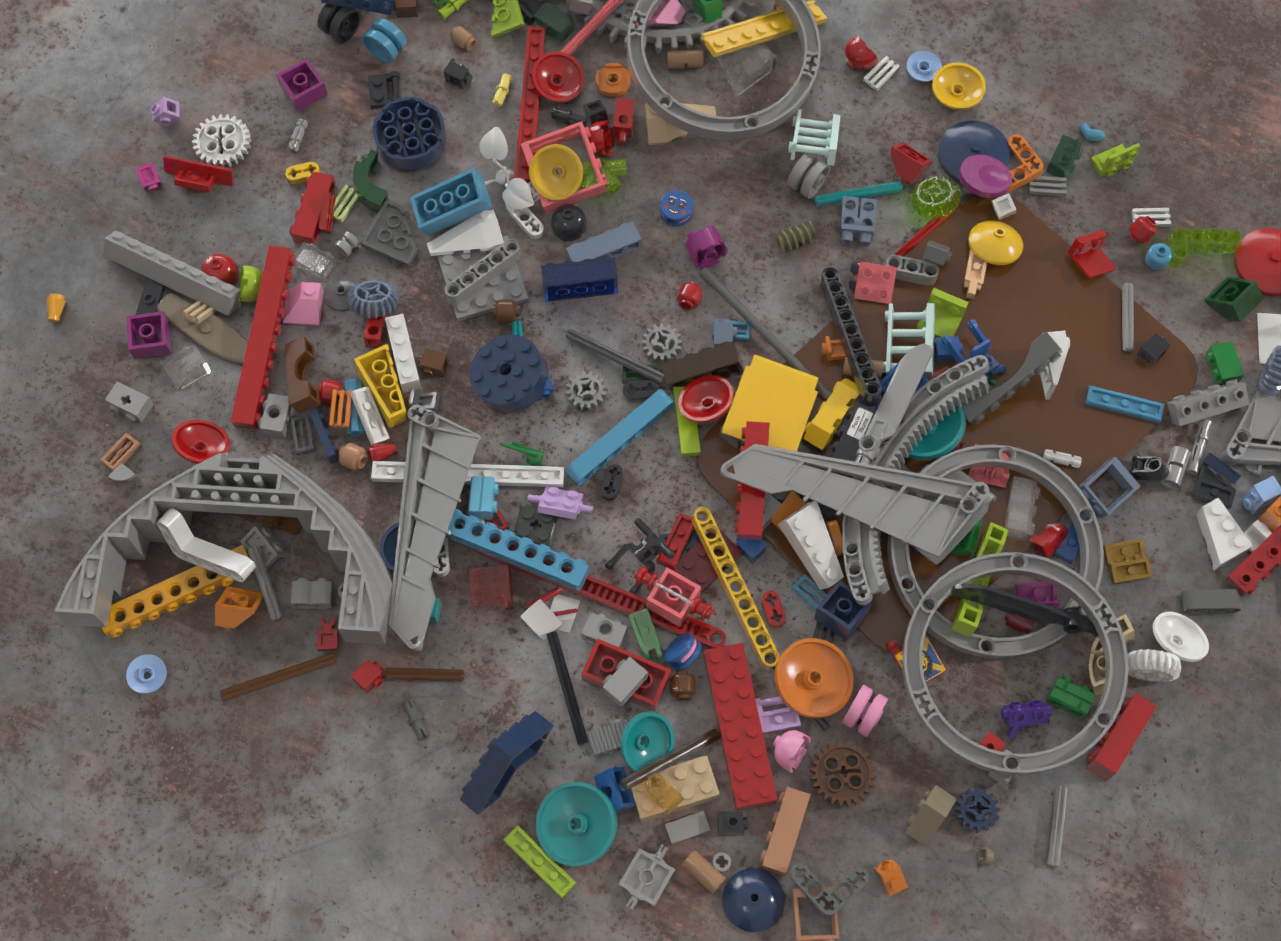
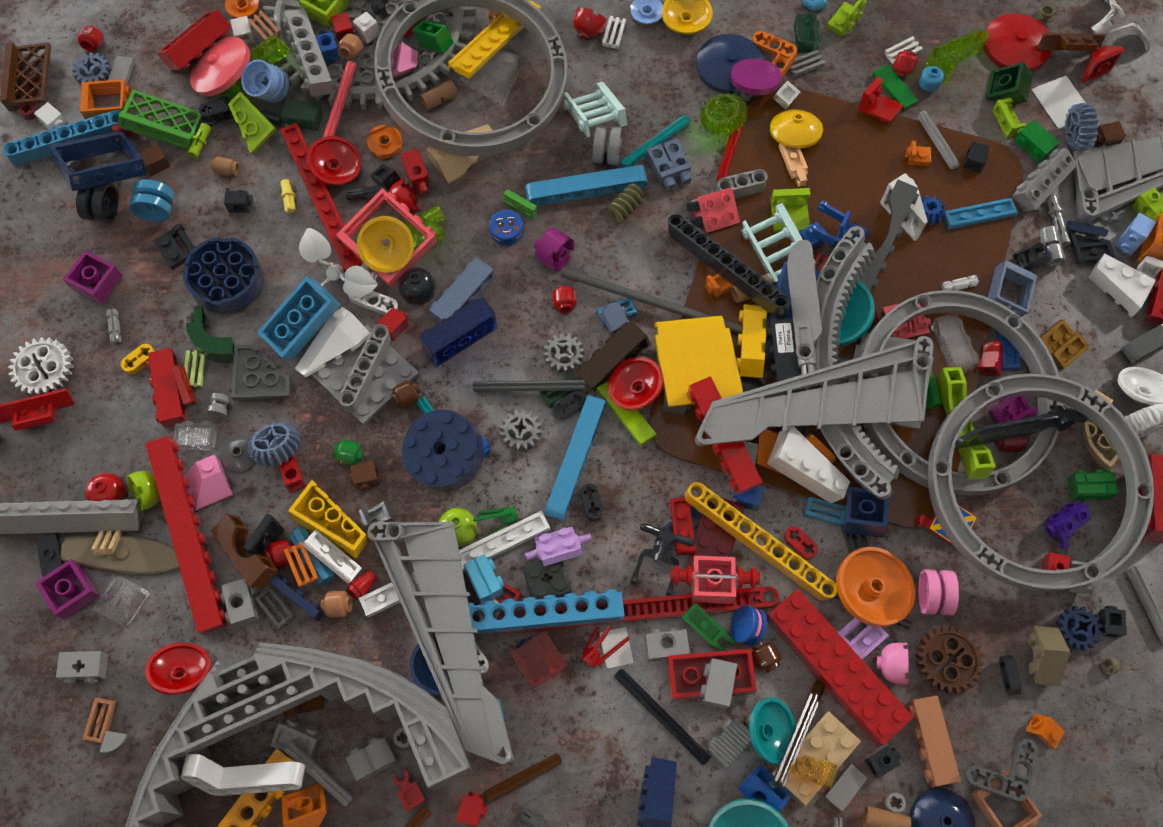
camera: 30 degrees left, 0 degrees up
(325, 368) = (266, 532): none -> black plate
(403, 353) = (330, 481): white brick -> none
(430, 336) = (348, 453): none -> green head
(489, 447) = (464, 525): none -> lime cylinder
(530, 245) = (395, 321): none -> red brick
(541, 619) = (603, 665): white sticker -> none
(700, 192) = (520, 204): none -> bright green tile
(769, 203) = (585, 185): none -> dark azure beam
(888, 814) = (1010, 675): none -> black beam
(909, 163) = (683, 96): red slope -> none
(937, 253) = (756, 160): dark grey brick -> none
(1016, 814) = (1118, 622): none -> black brick
(1068, 377) = (933, 209): none -> blue gear
(1099, 322) = (918, 155): none -> orange bracket
(1120, 248) = (895, 87): none -> green tile
(1213, 327) = (1007, 118): none -> lime hinge

